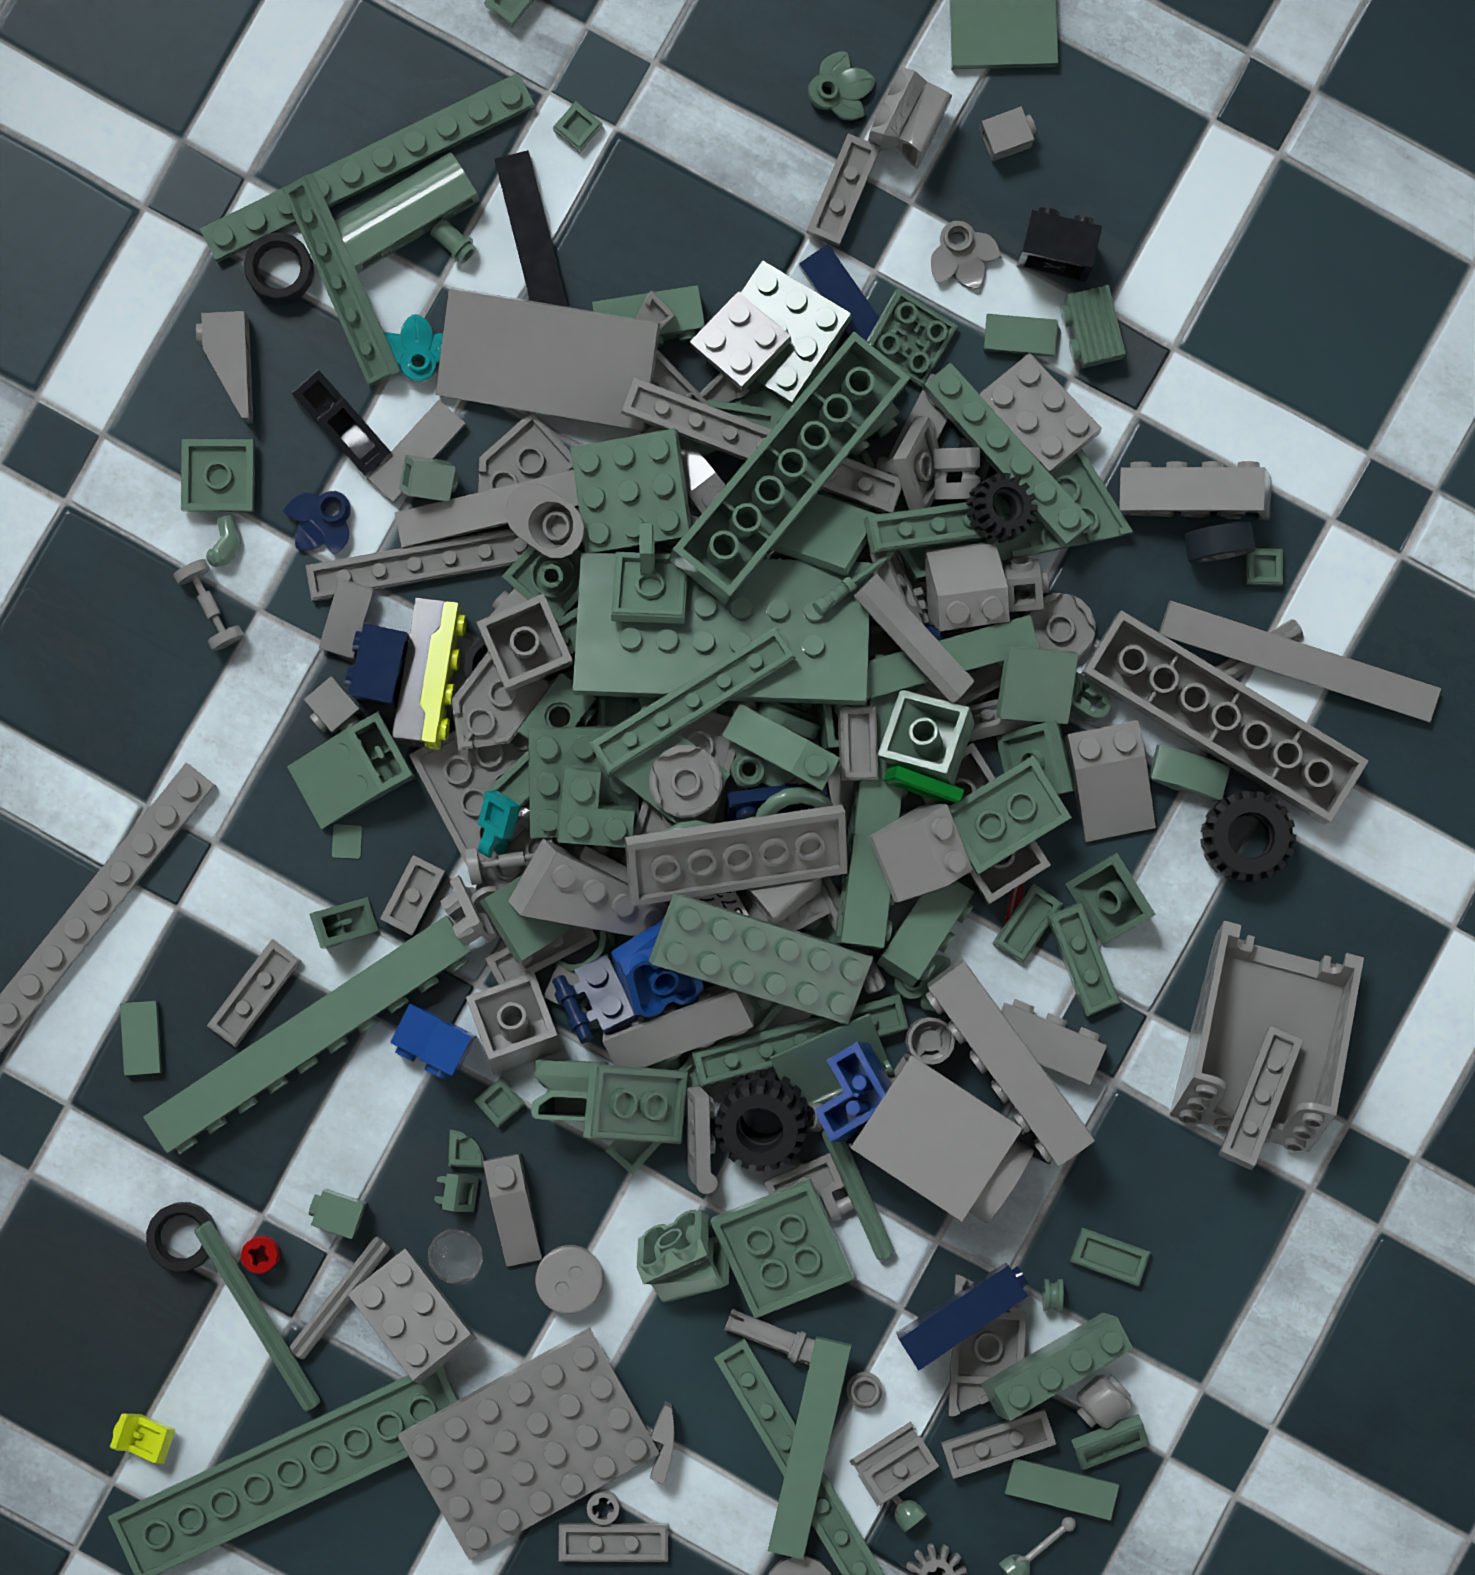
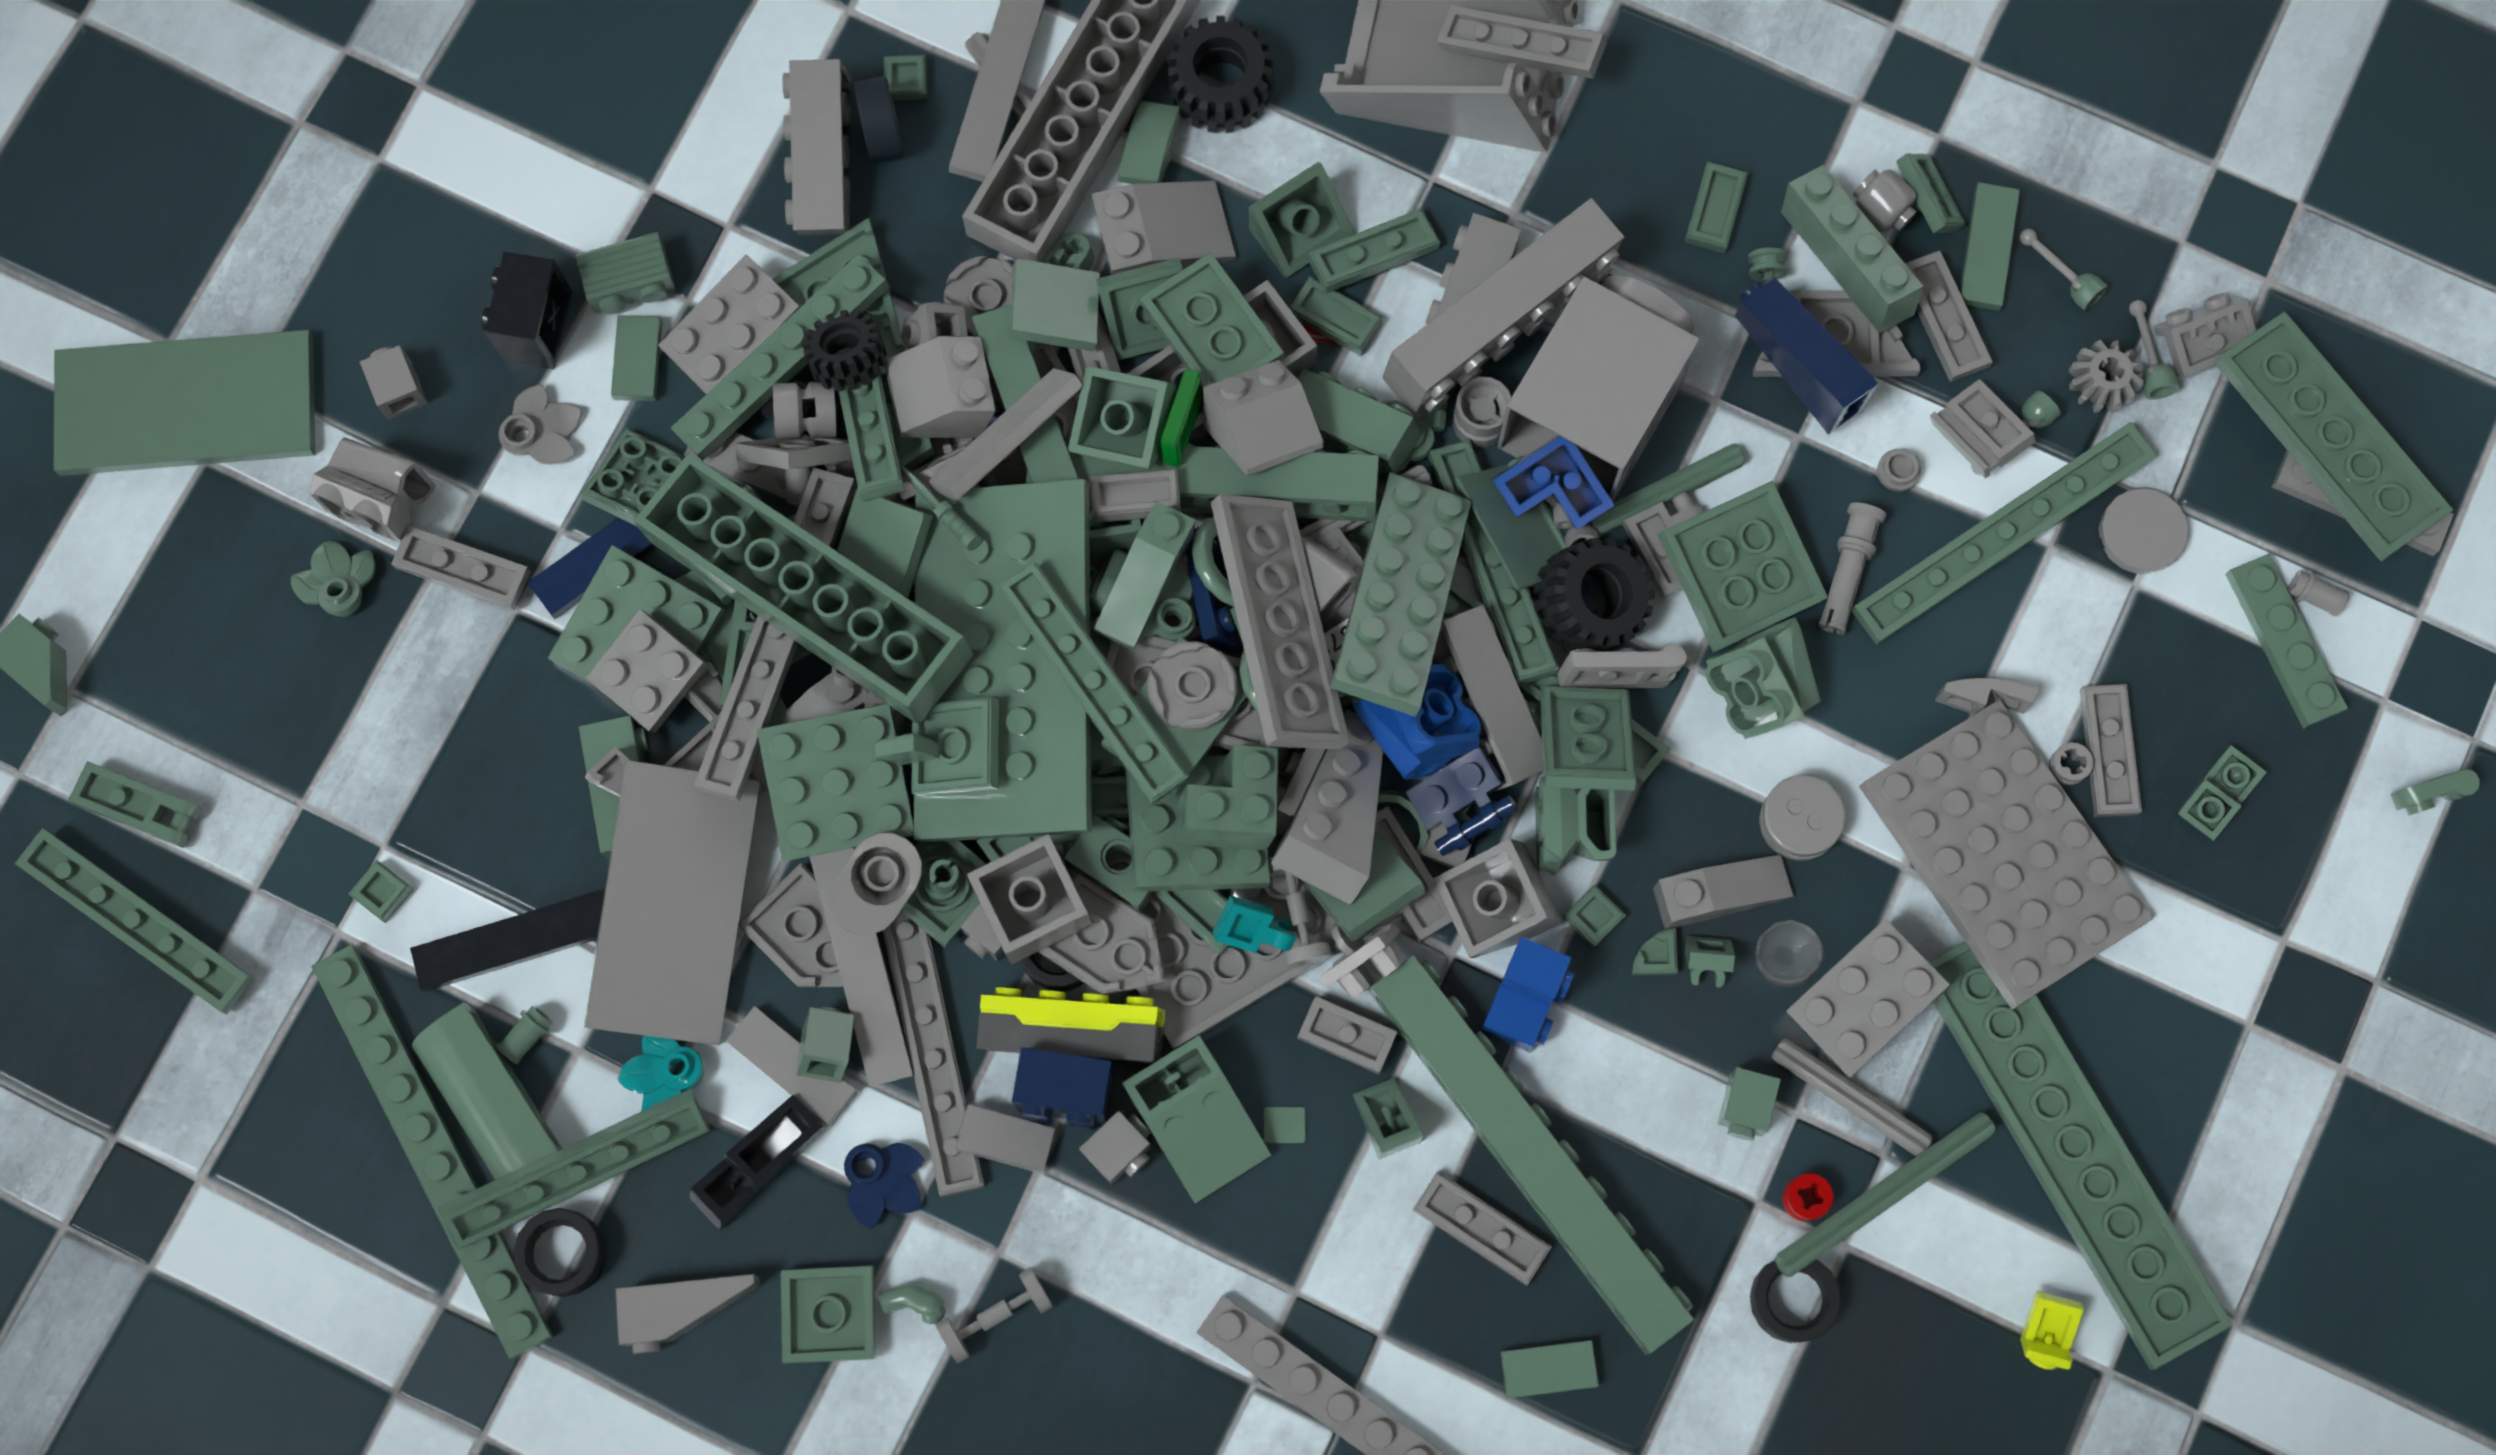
camera: 85 degrees left, 10 degrees down
(809, 1447) = (1975, 521): sand green tile -> none

